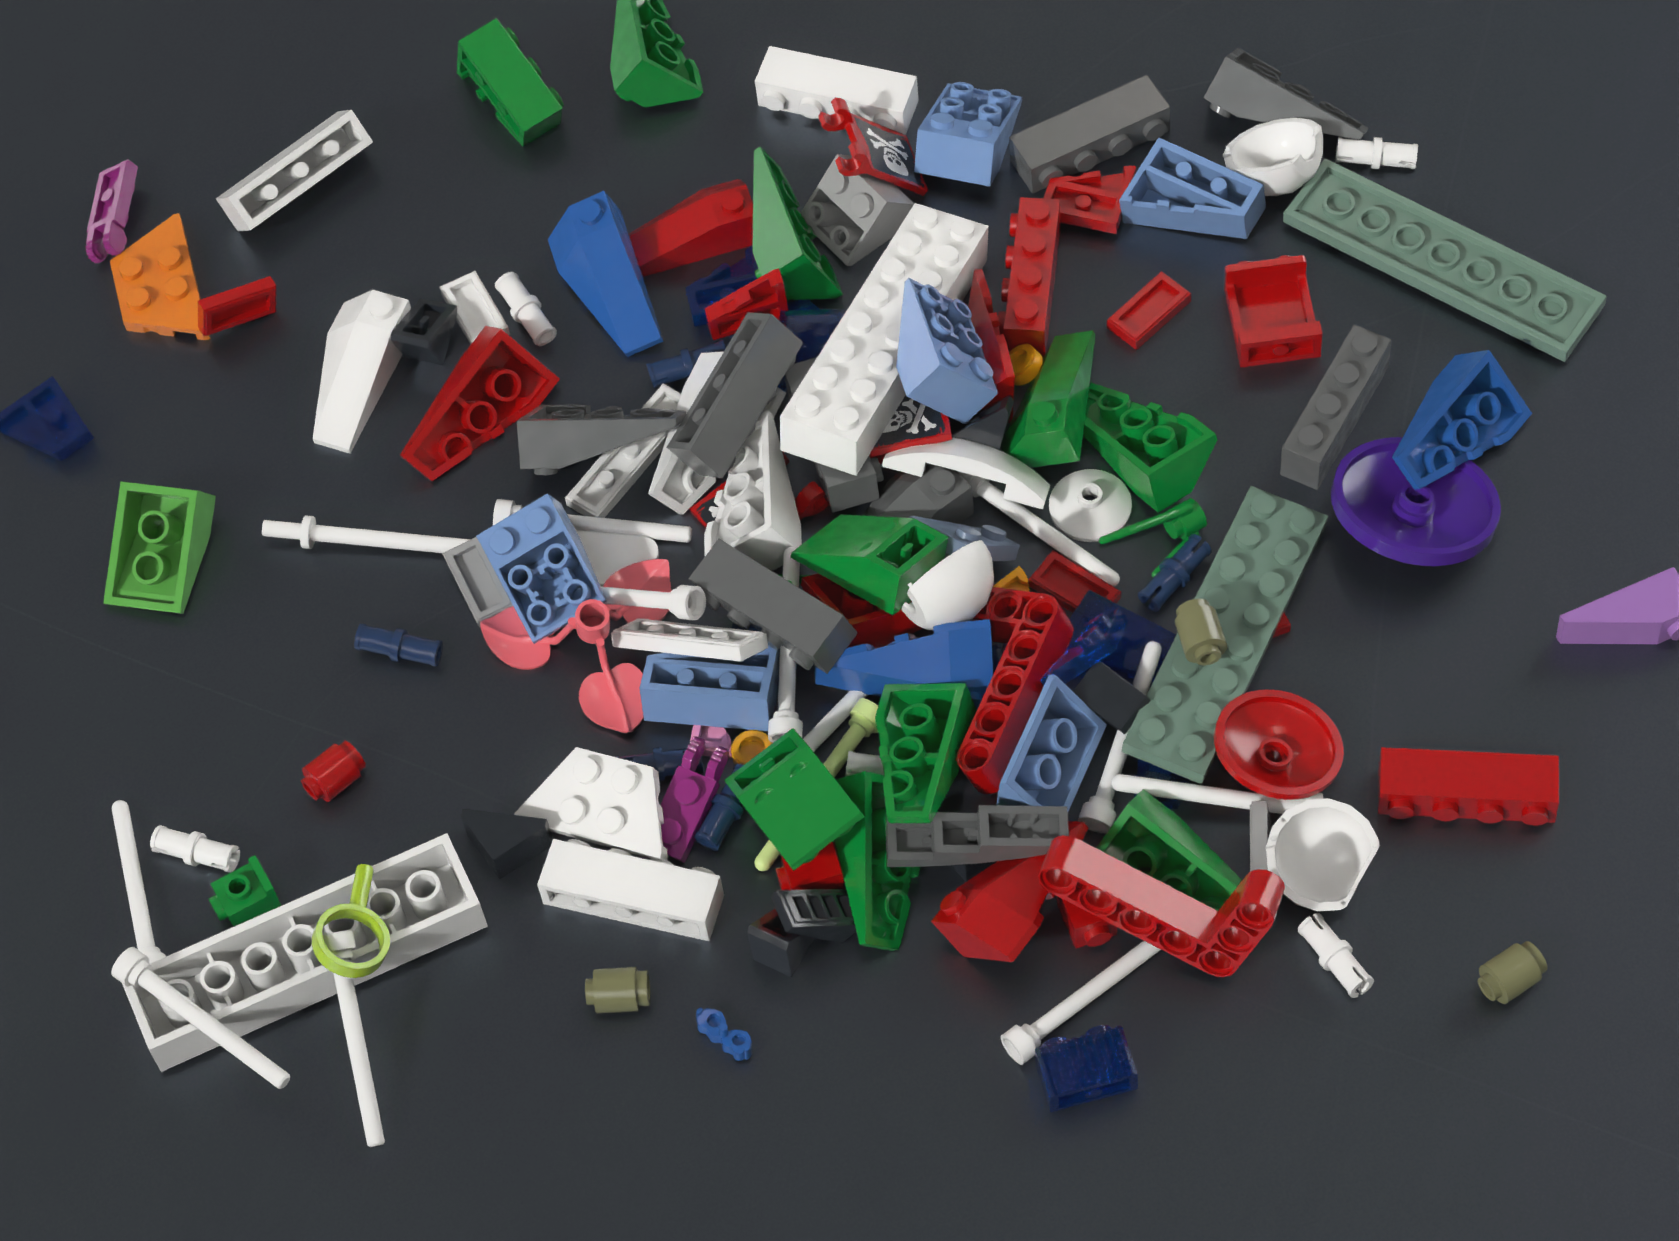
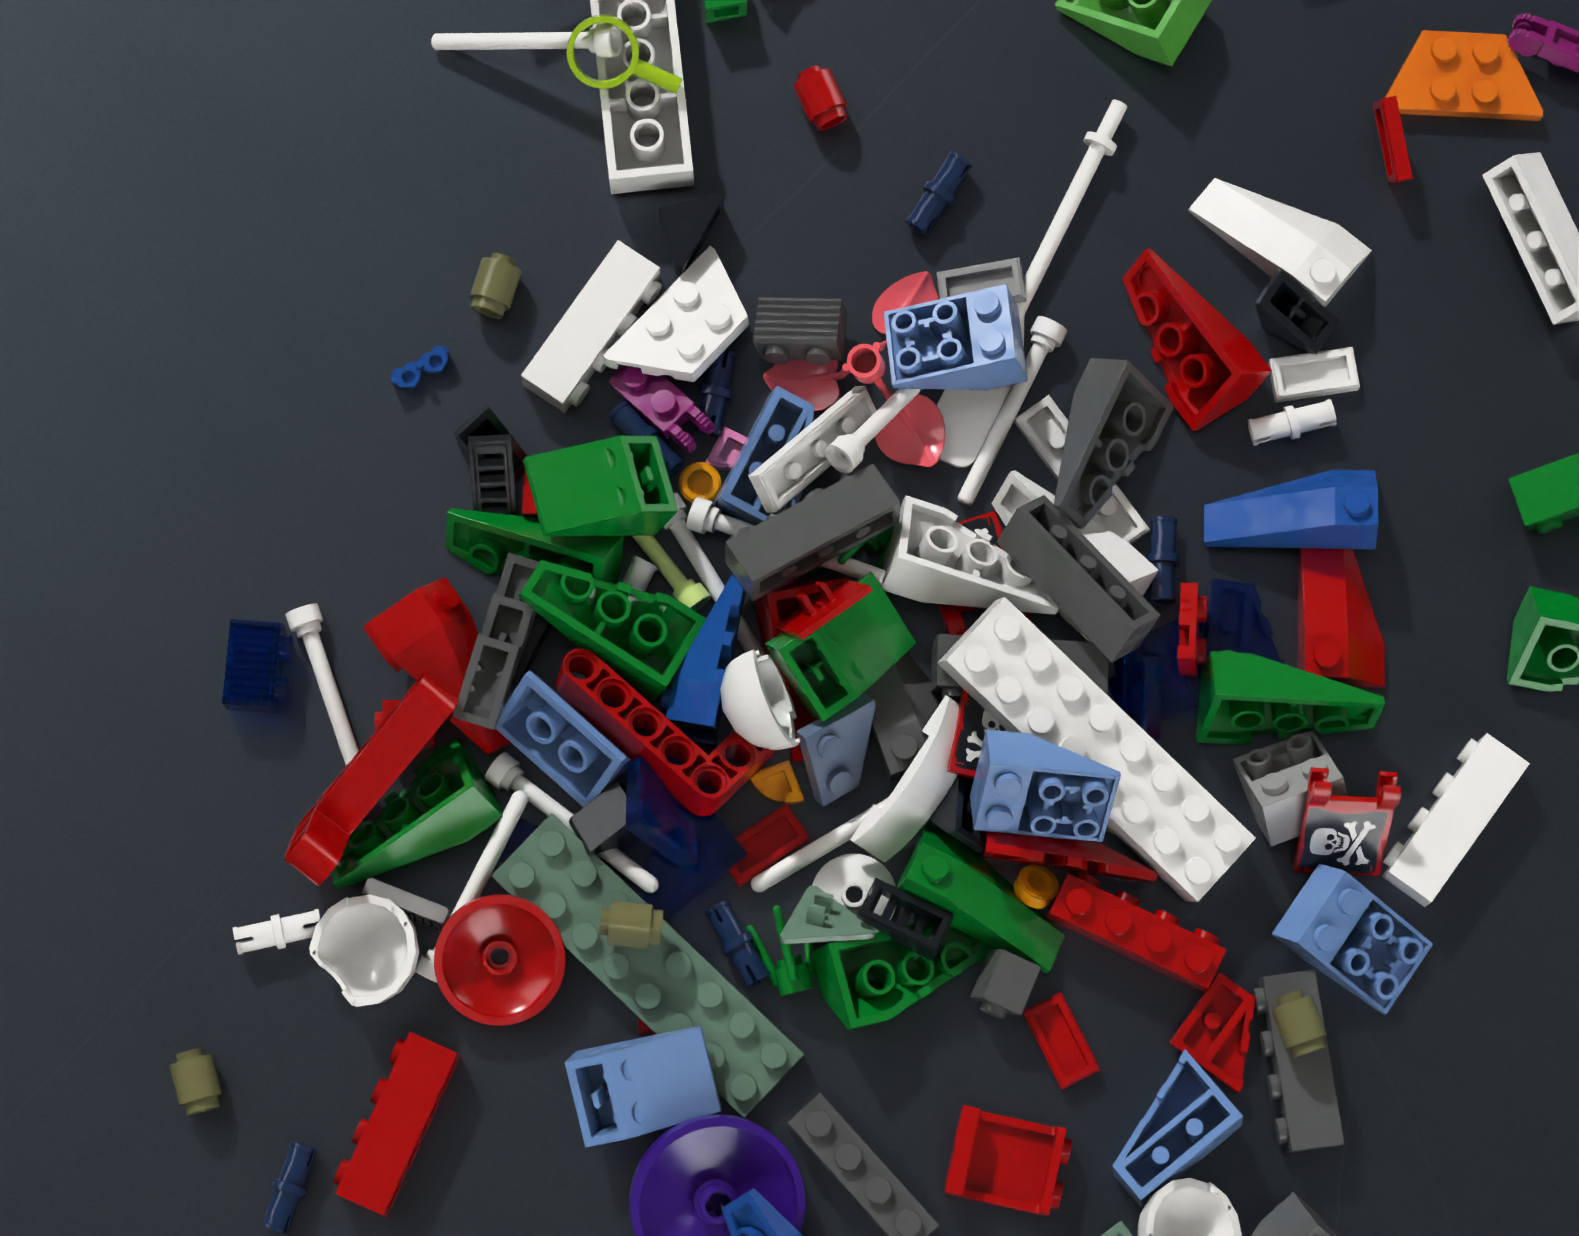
camera: 100 degrees right, 20 degrees up
(574, 704) = (800, 329): none -> dark grey brick
(844, 563) = (823, 608): none -> red piece
(1062, 122) = (1299, 1023): none -> olive brick
(1097, 408) = (925, 911): none -> black slope
(1119, 356) = (1004, 983): none -> dark grey brick
(1127, 497) = (823, 920): none -> sand green piece
(1341, 591) = (642, 1085): none -> medium blue slope
(1569, 858) = (289, 1187): none -> dark blue pin

